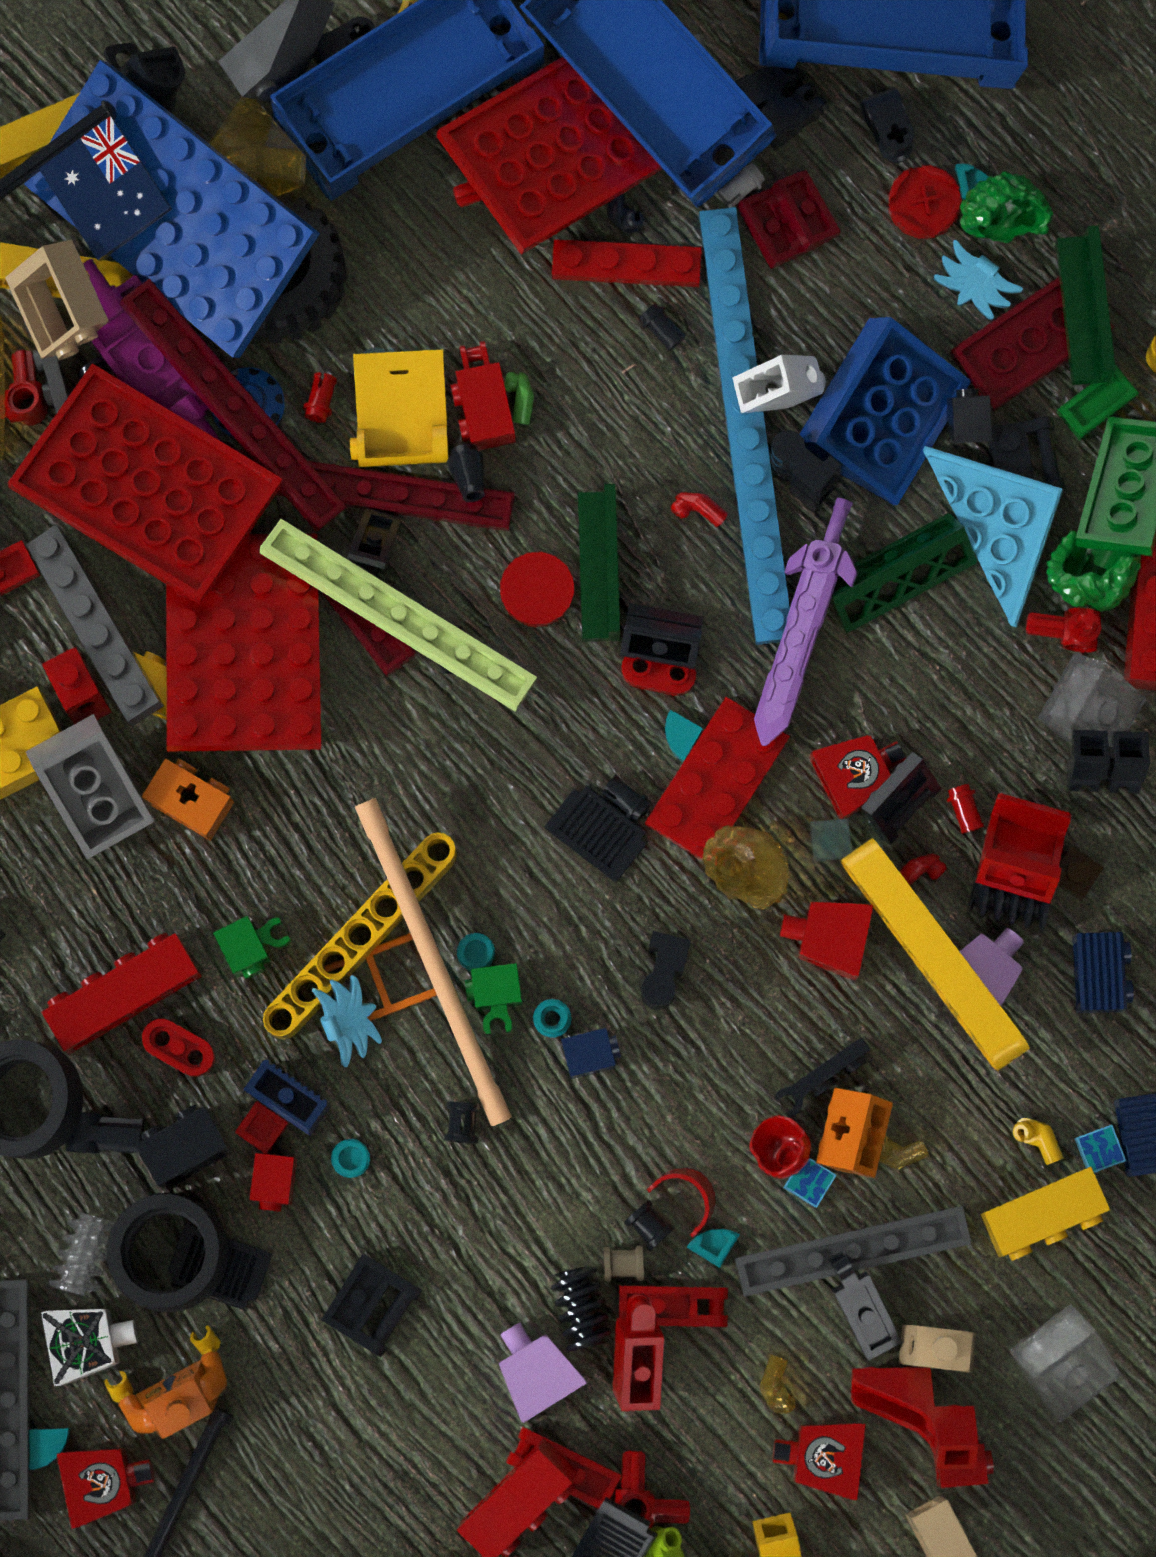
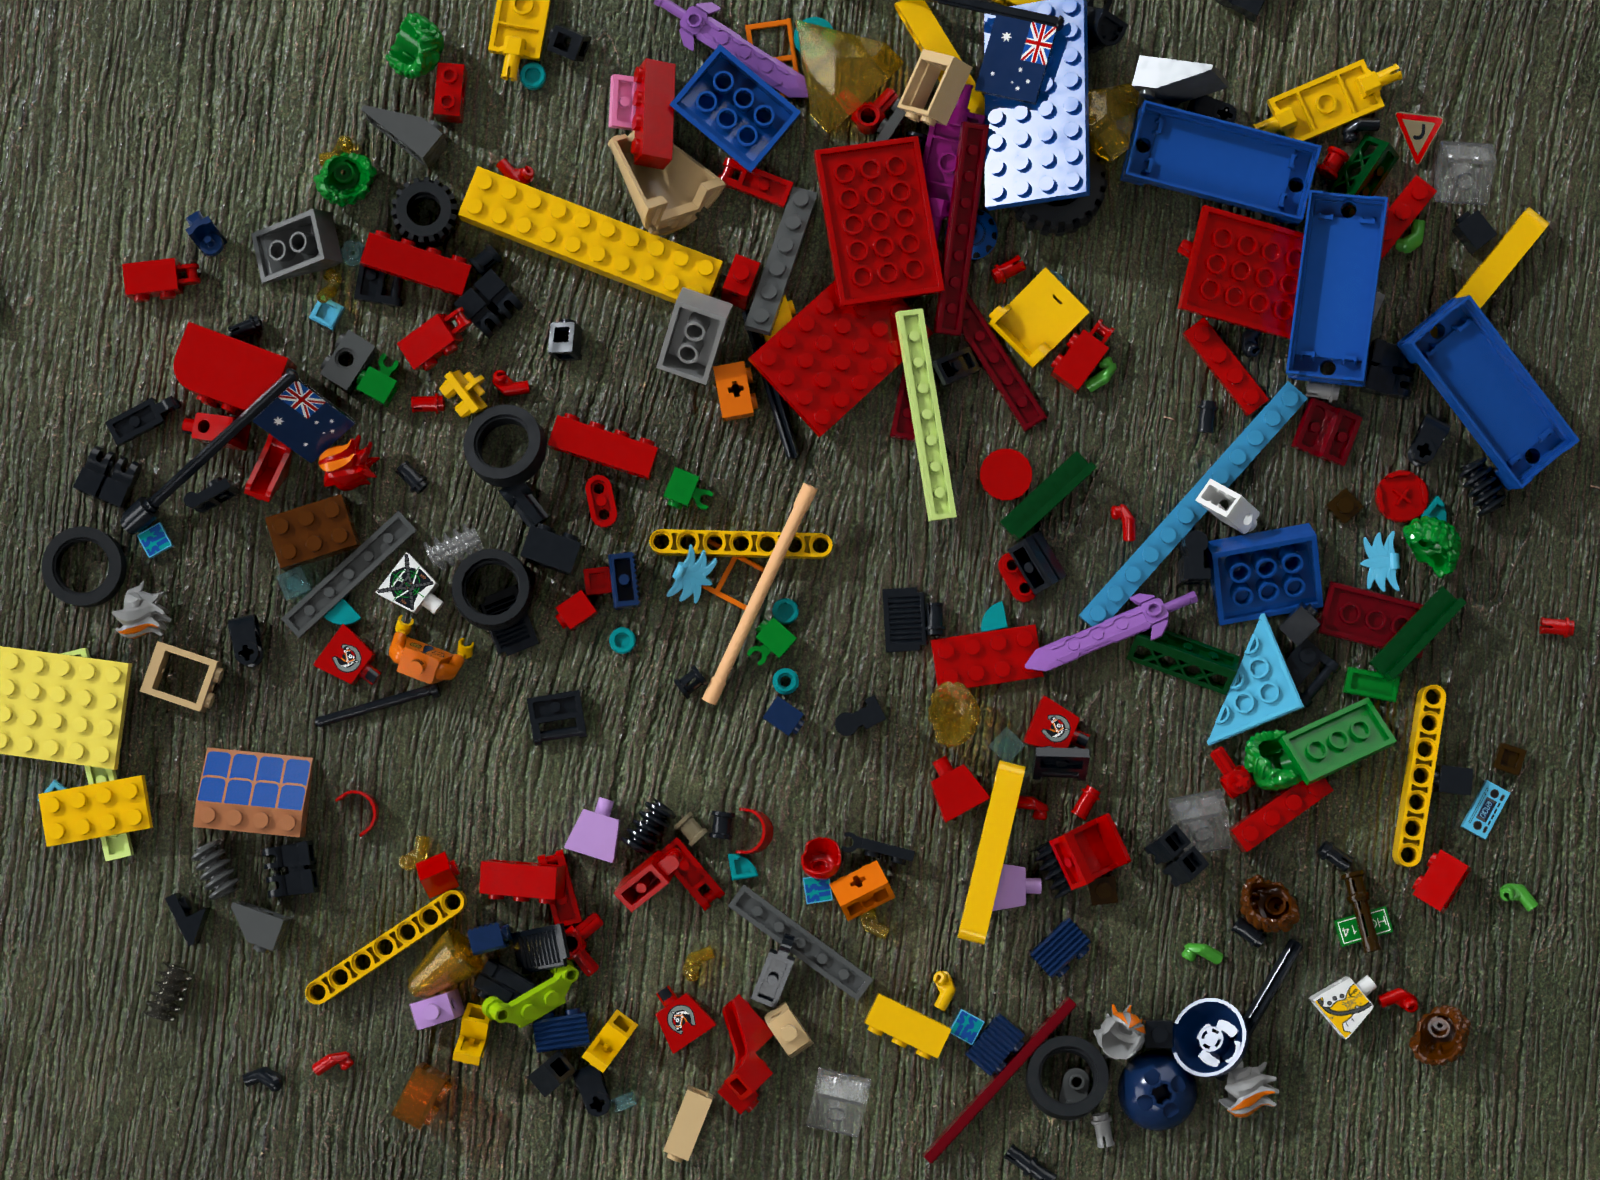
camera: 45 degrees right, 5 degrees up
(236, 762) = (776, 402): none -> black axle
(468, 471) = (1036, 382): black cone -> none
(883, 269) = (1344, 506): none -> dark brown plate
(987, 109) = (1482, 486): none -> black piece

